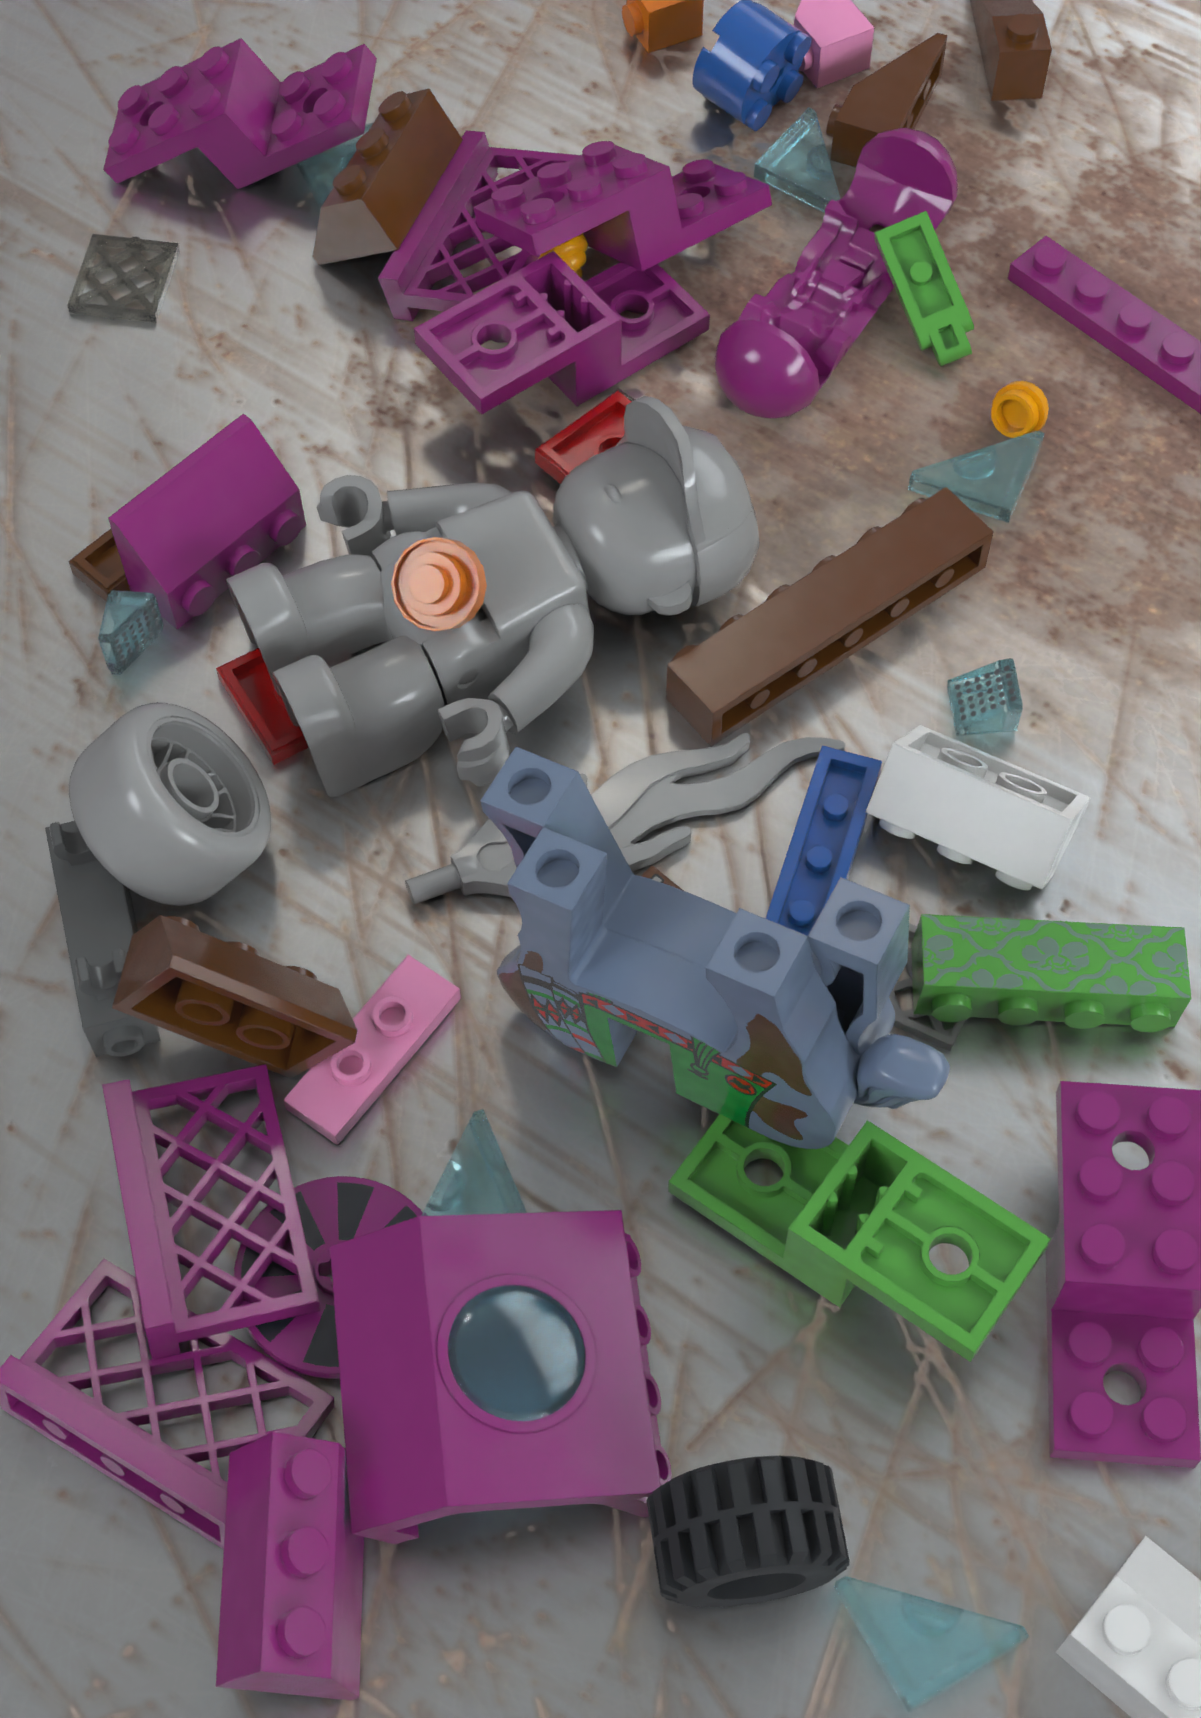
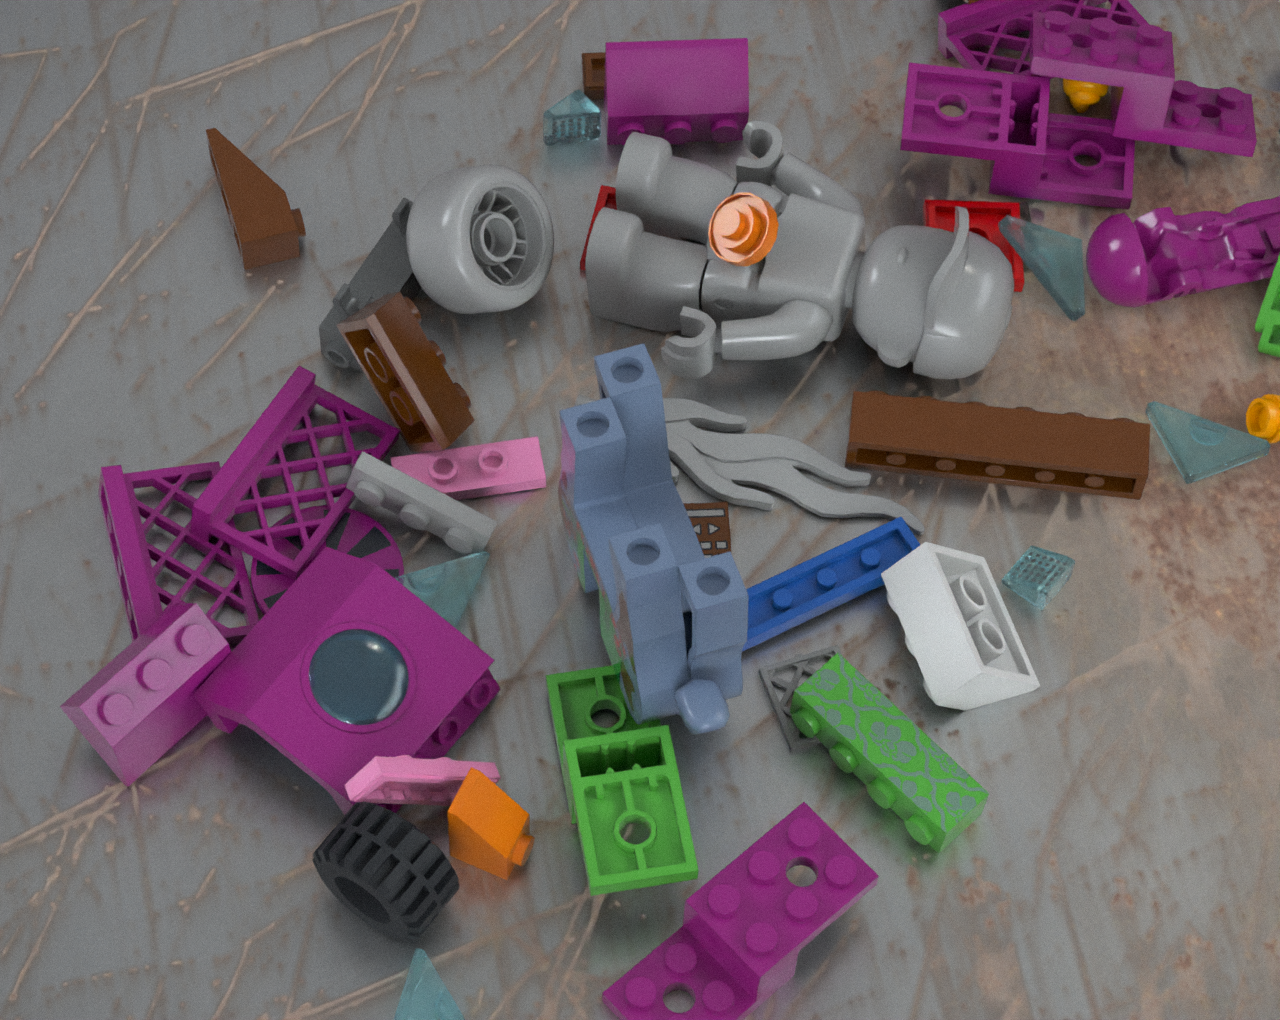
camera: 40 degrees right, 0 degrees up
(372, 1120) = (420, 505): none -> light grey plate
(683, 1402) = (413, 780): none -> bright pink plate
(704, 410) = (1053, 259): none -> clear light blue tile
(784, 1387) = (488, 827): none -> orange slope

